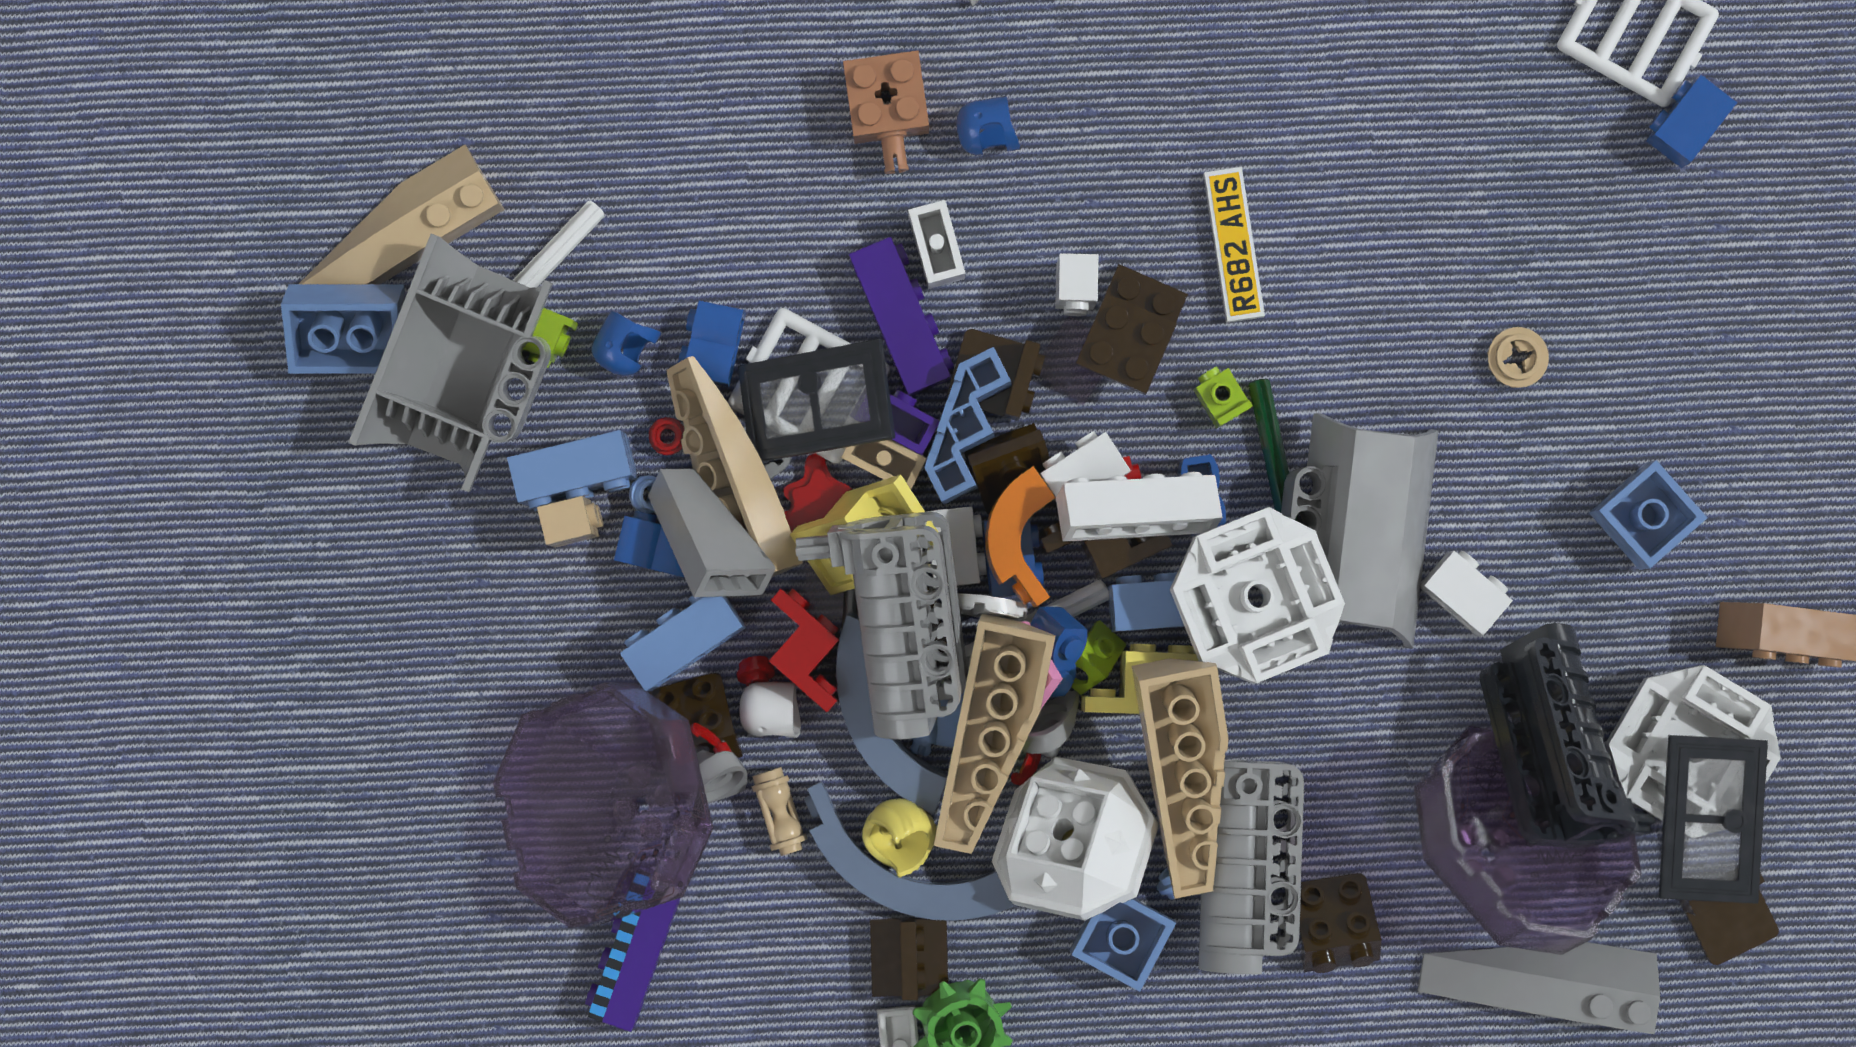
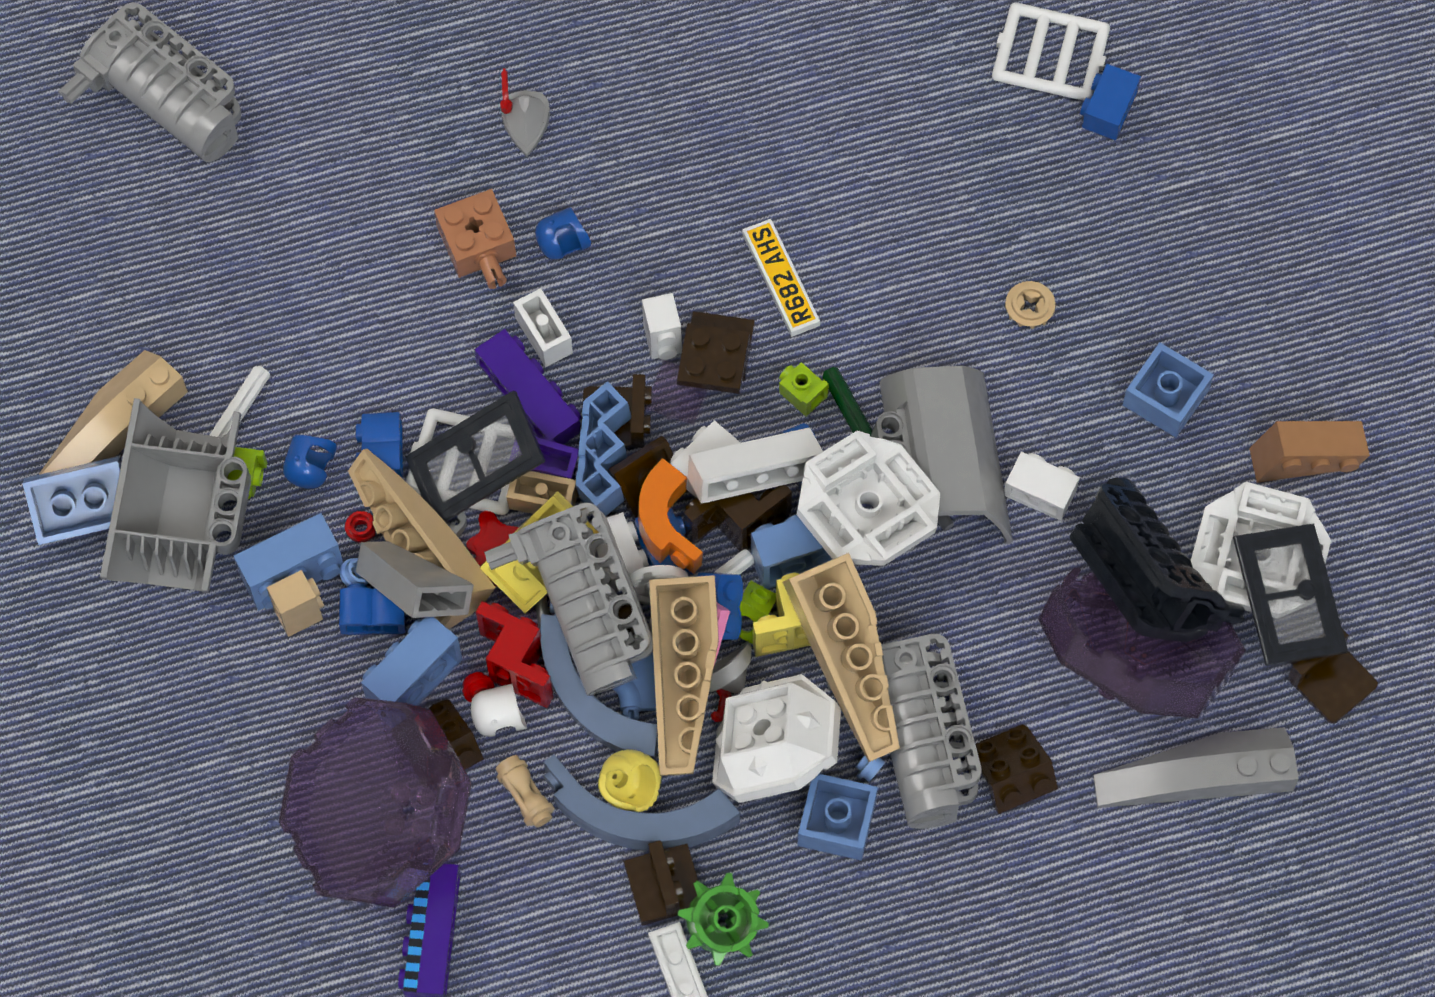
camera: 10 degrees left, 20 degrees down
(721, 772) = (473, 759): light grey piece -> none

